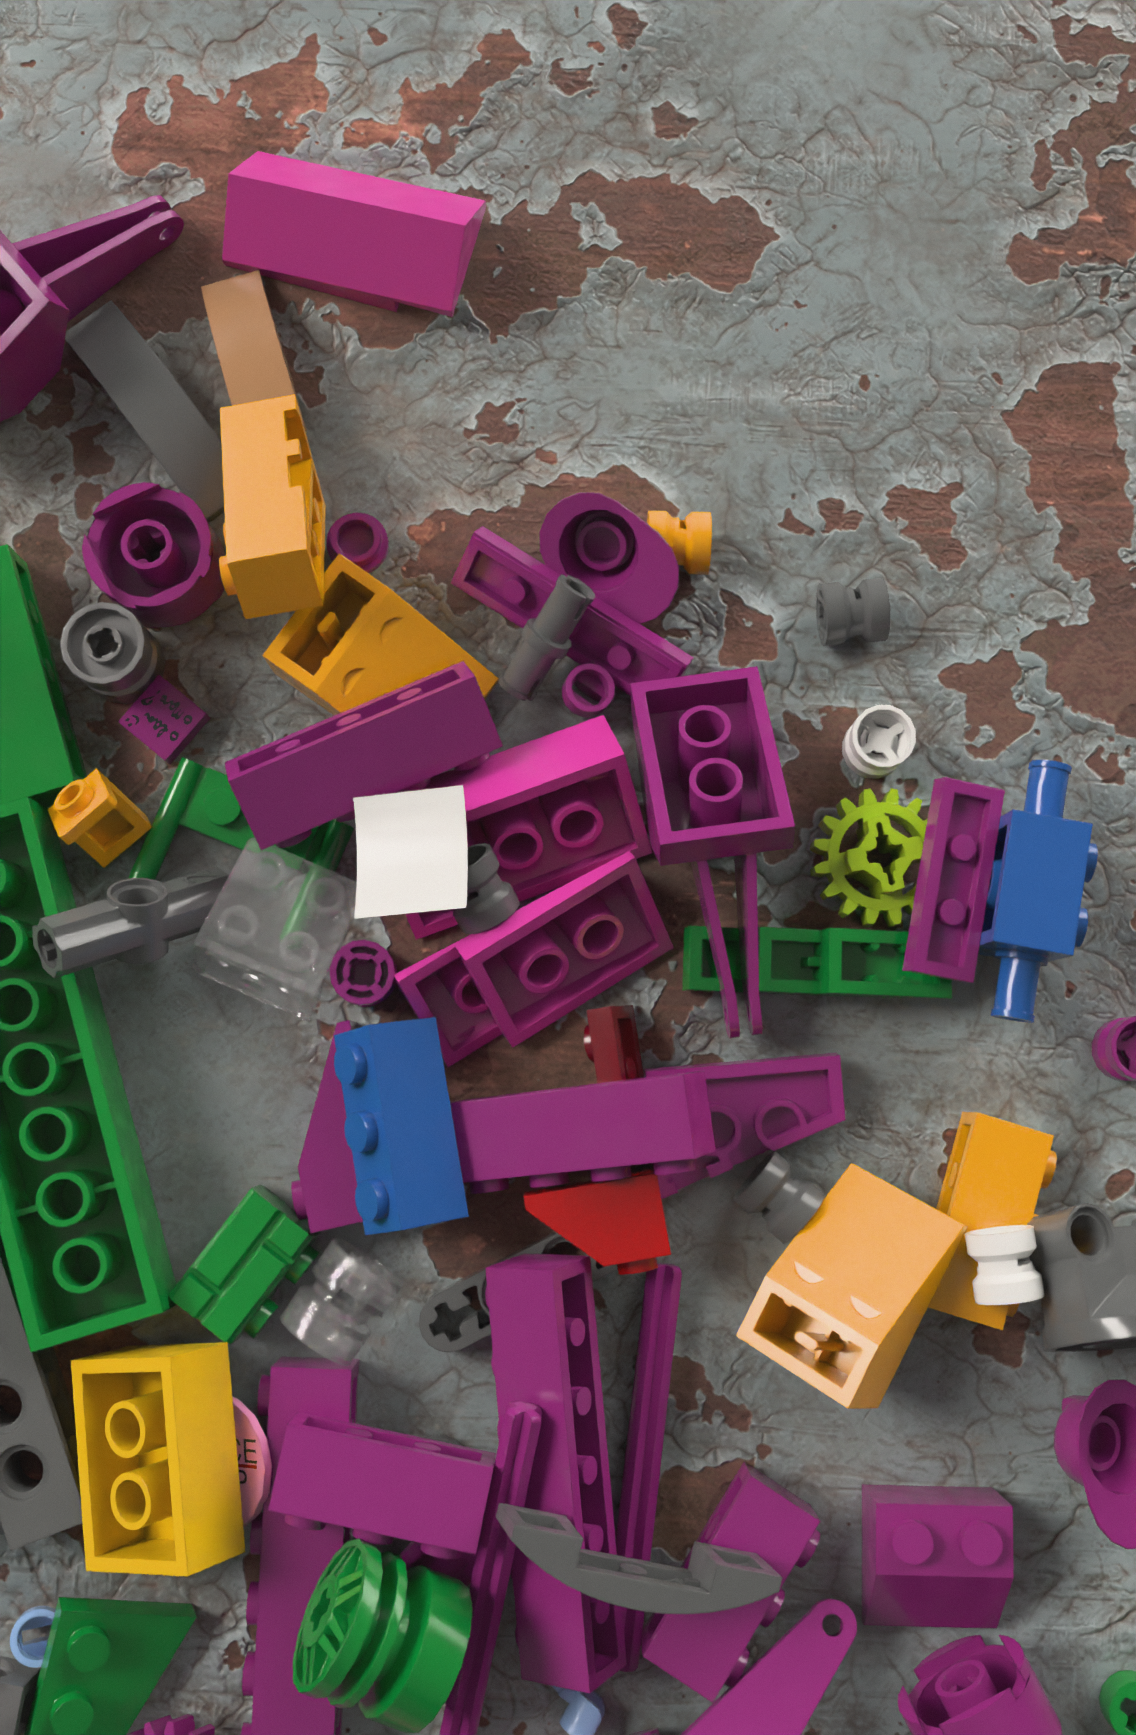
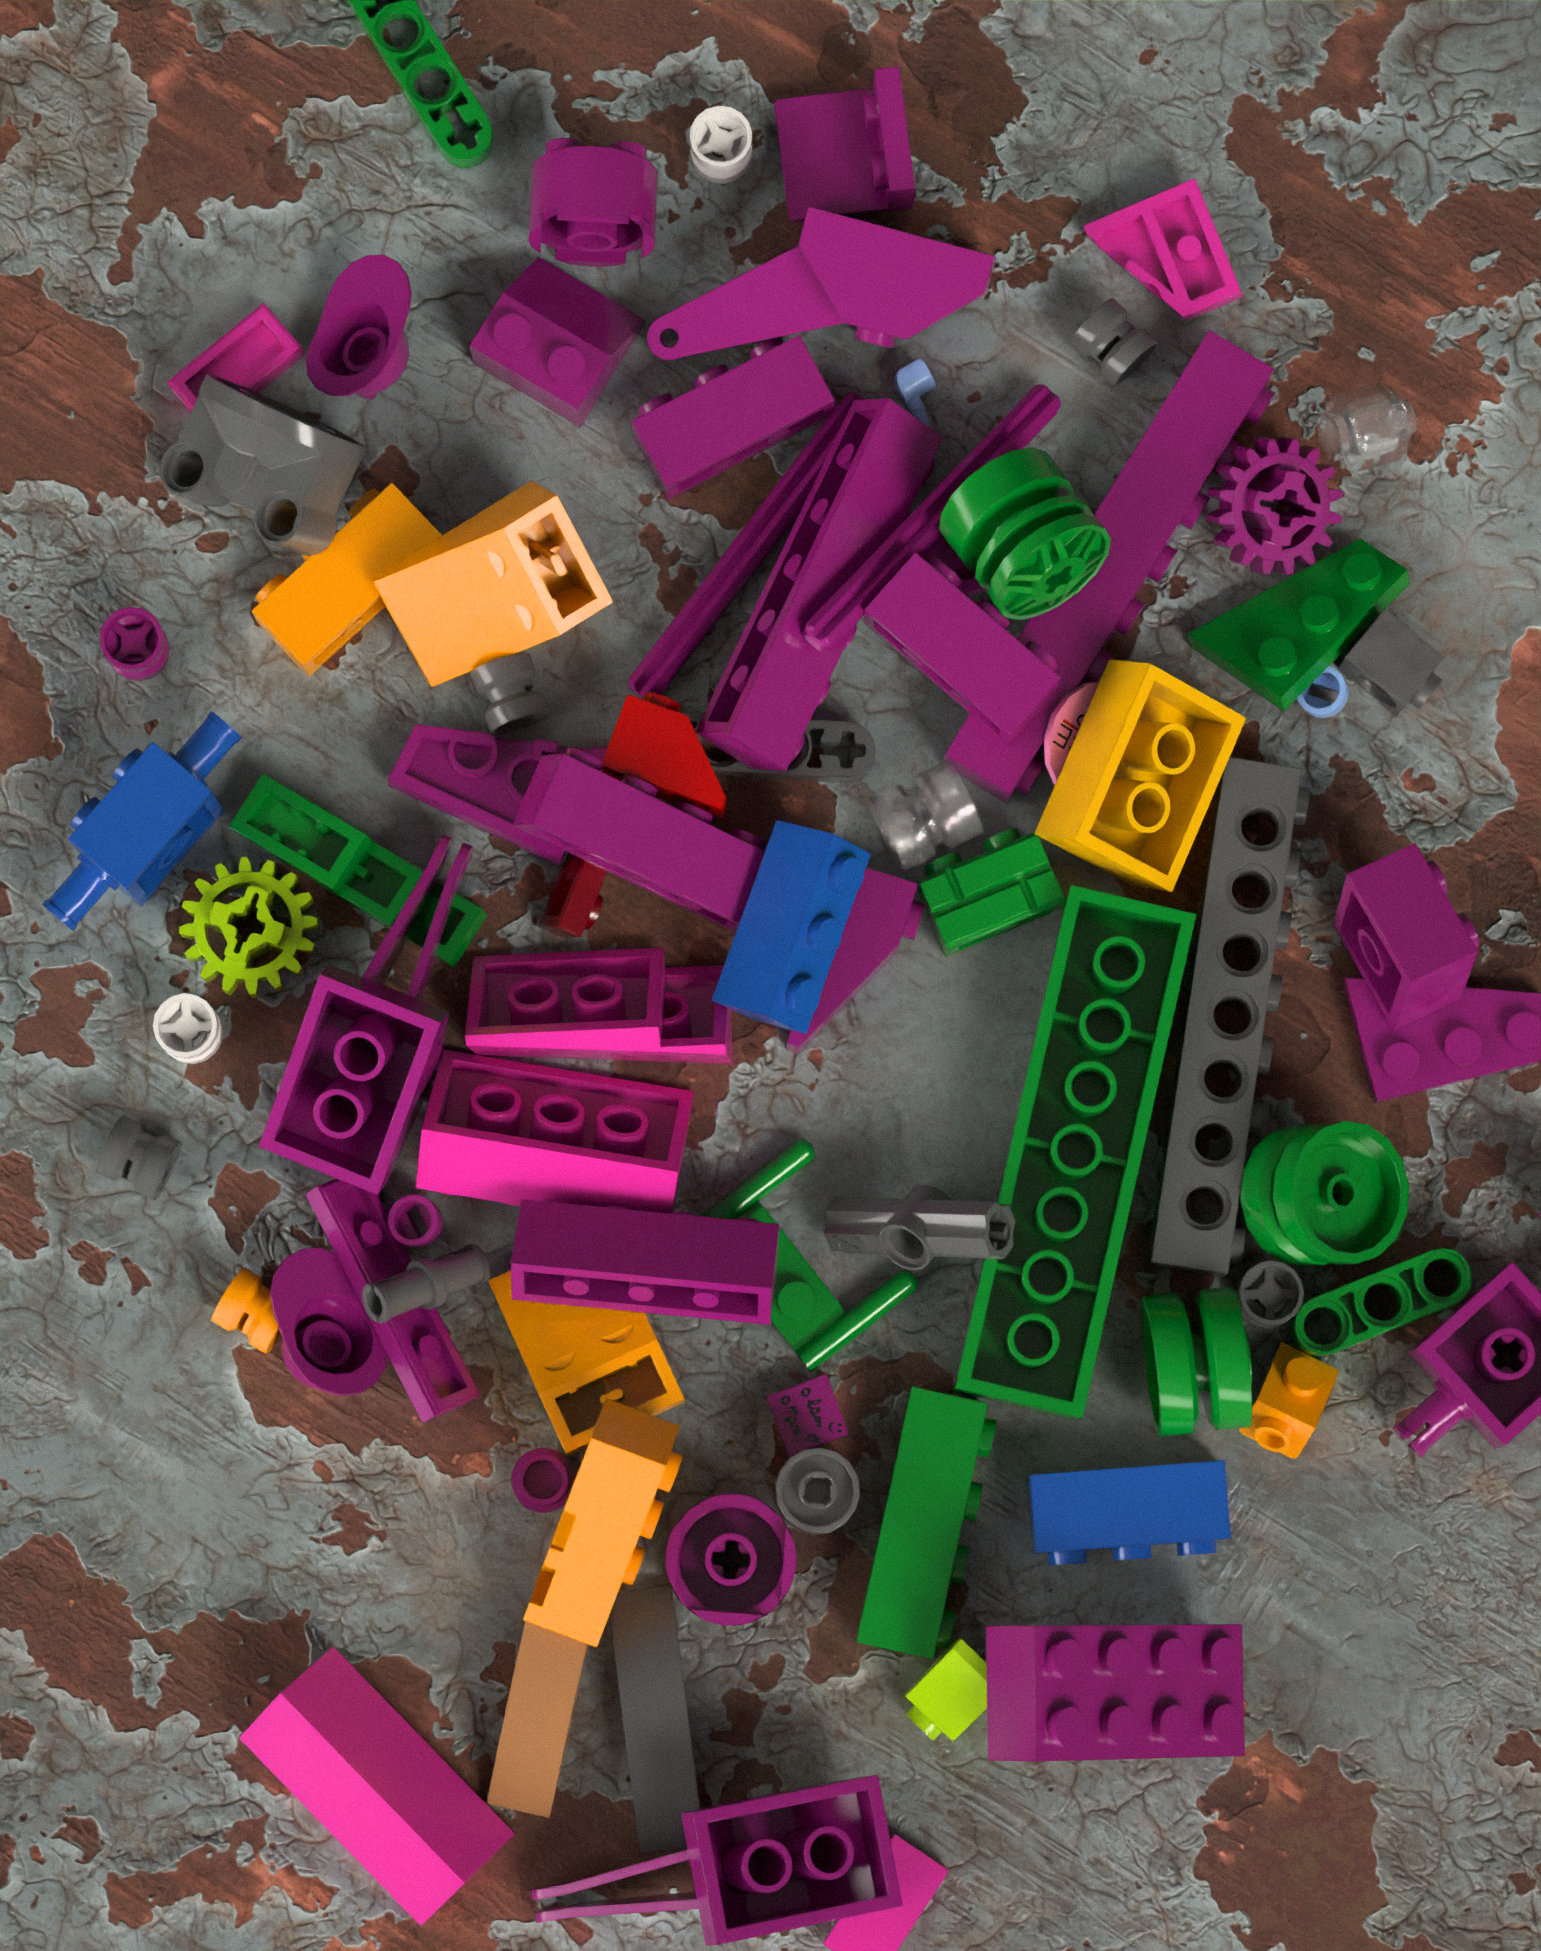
camera: 150 degrees left, 0 degrees up
(97, 817) = (910, 1349): light orange bracket -> none
(276, 929) = (805, 1160): clear bracket -> none
(371, 981) = (755, 1093): magenta wheel -> none
(411, 852) = (652, 1143): white sticker -> none
(488, 897) = (614, 1091): dark grey wheel -> none
(714, 1580) = (743, 428): dark grey slope -> none
(953, 880) = (203, 866): magenta plate -> none
(1004, 1265) = (360, 532): white wheel -> none

